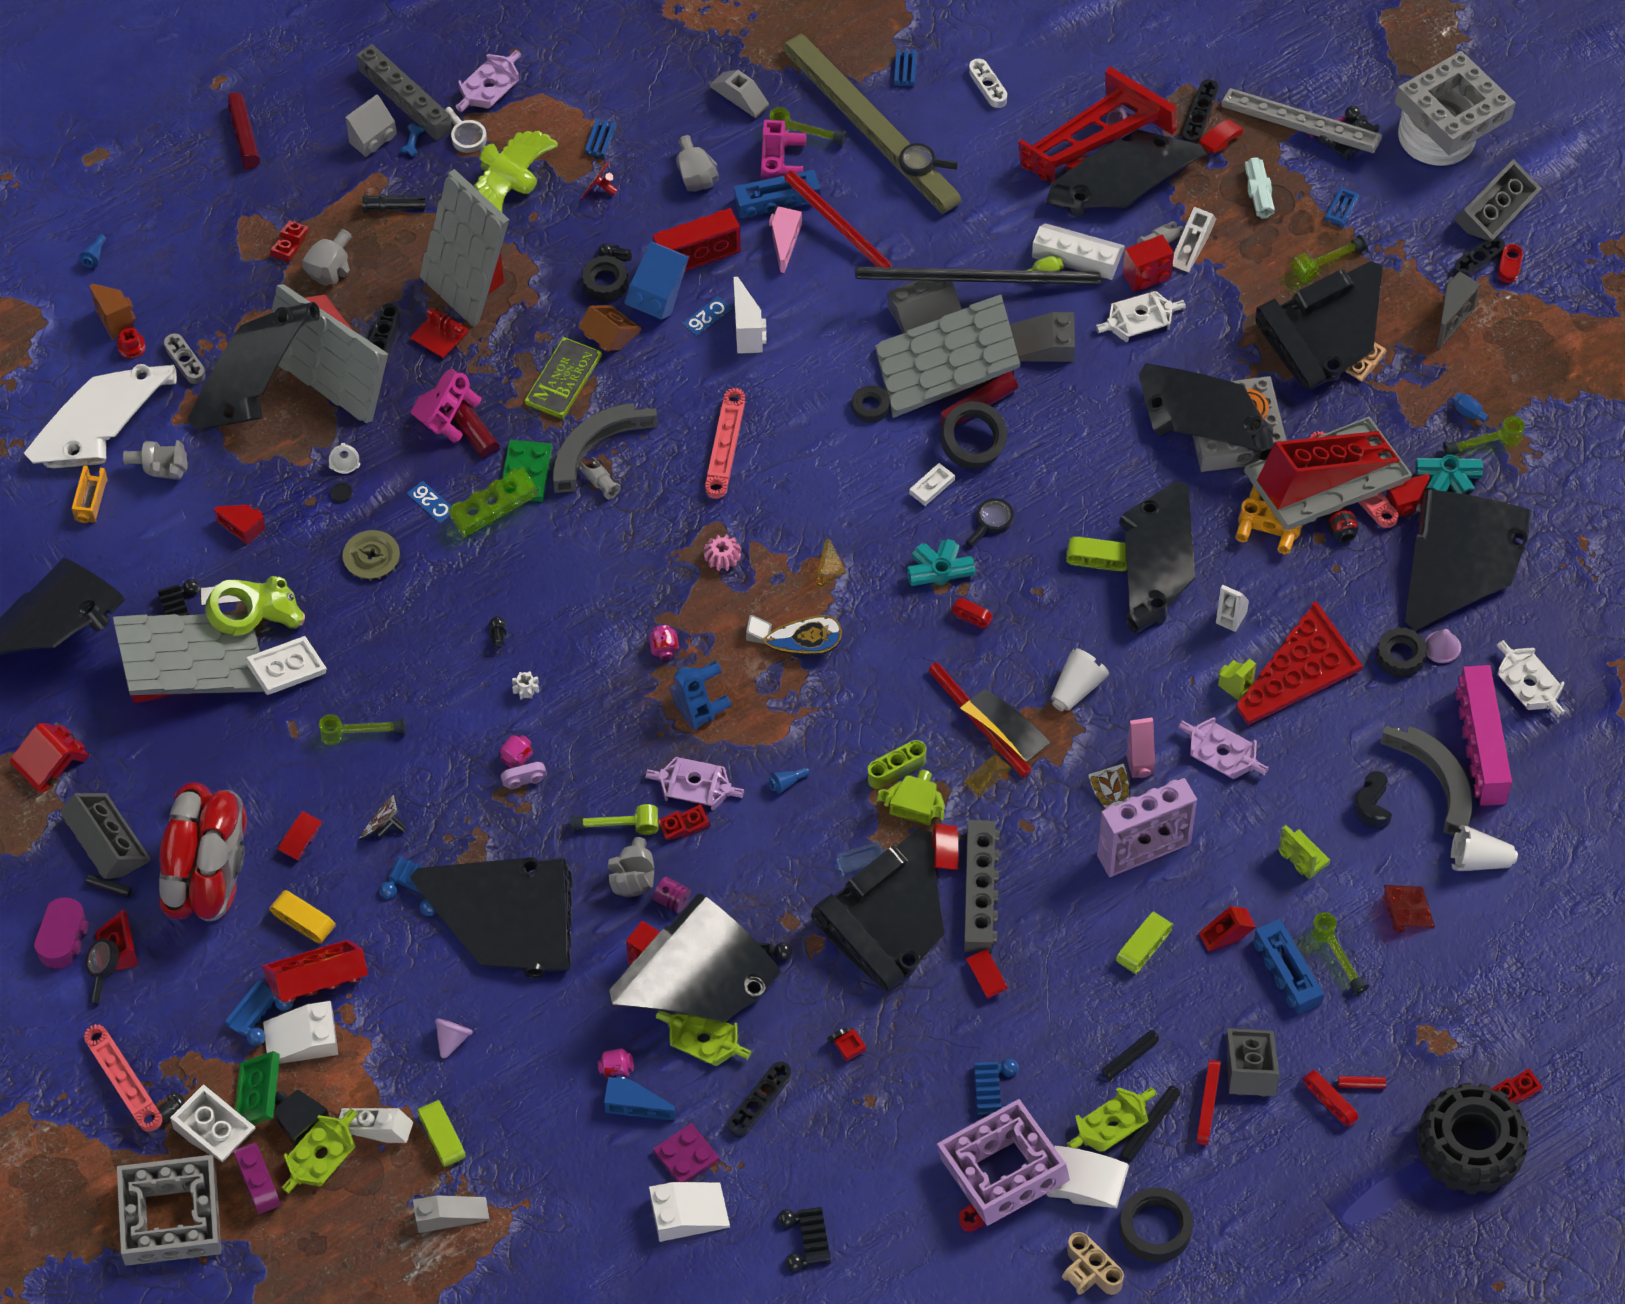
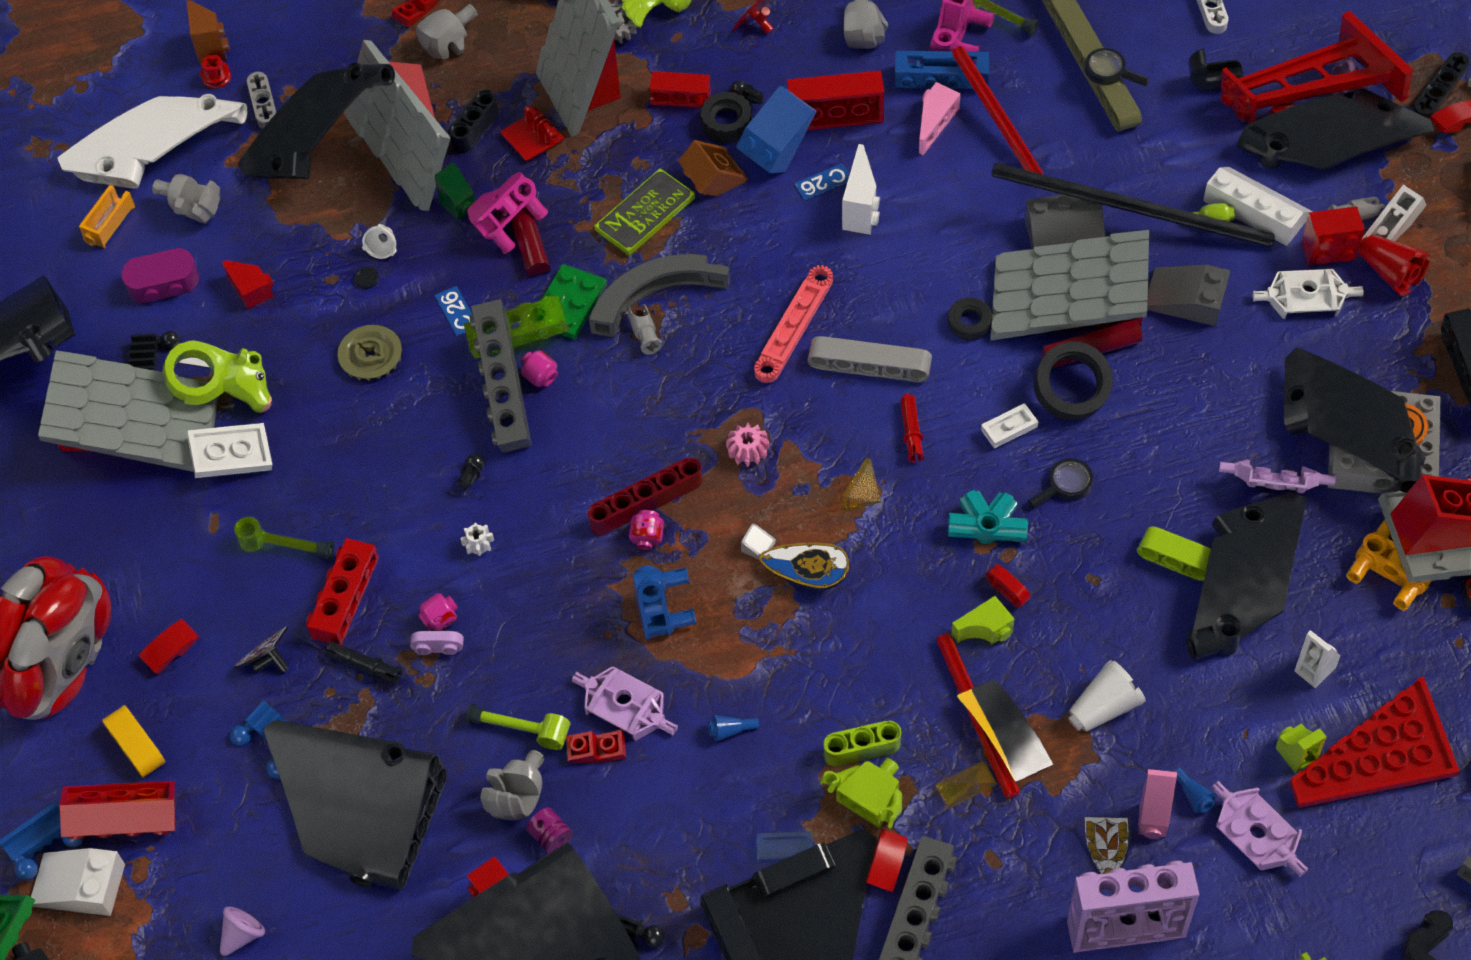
camera: 20 degrees right, 0 degrees up
(160, 534) = (160, 275): none -> magenta brick
(394, 400) = (454, 191): none -> dark green slope
(429, 786) = (335, 626): none -> red brick
(469, 807) = (372, 666): none -> black pin
(475, 497) = (517, 434): none -> dark grey brick
(524, 533) = (539, 368): none -> dark pink head
(555, 263) = (679, 89): none -> red piece
(655, 606) = (652, 485): none -> dark red beam
(799, 457) = (869, 359): none -> light grey beam
(856, 513) = (911, 427): none -> red axle
(964, 645) = (987, 622): none -> lime arch
(1007, 146) = (1209, 75): none -> black animal
(1167, 474) = (1286, 480): none -> lavender plate
(1170, 736) = (1199, 797): none -> blue cone
(1204, 273) = (1395, 262): none -> red cone

